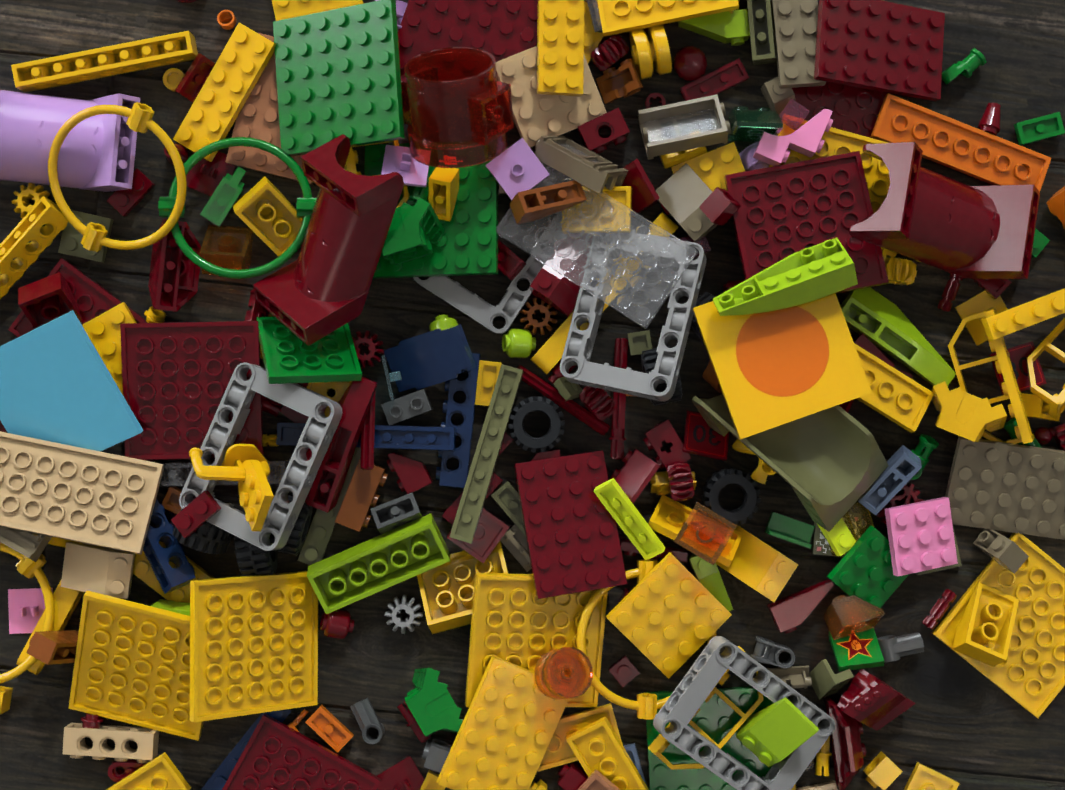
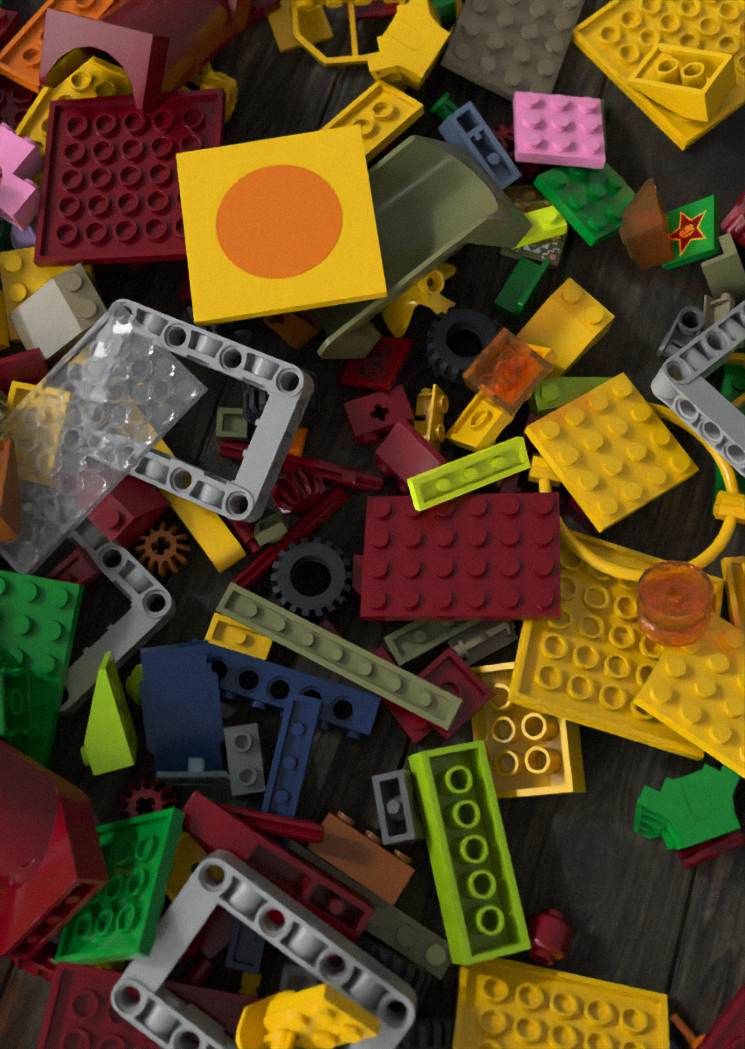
camera: 75 degrees left, 15 degrees down
(329, 728) = (706, 982): orange plate -> none
(367, 718) = (699, 919): dark grey piece -> none
(404, 315) = (110, 732): none -> lime slope
(409, 609) = (554, 840): light grey gear -> none
(411, 472) = (343, 774): dark red slope -> none
(518, 343) = (193, 584): lime head -> none
(623, 671) = (678, 534): dark red plate -> none
(680, 481) = (430, 398): dark red gear -> none
(720, 206) = (70, 270): dark red panel -> none
(792, 281) = (188, 185): lime wedge -> none
(795, 608) = (624, 294): dark red slope -> none
(894, 334) = (307, 109): lime wedge -> none
(896, 647) = (693, 180): dark grey piece -> none
(939, 609) = (653, 134): dark red axle -> none
(950, 293) = (258, 50): dark red axle -> none
(1001, 549) = (590, 47): dark tan slope -> none

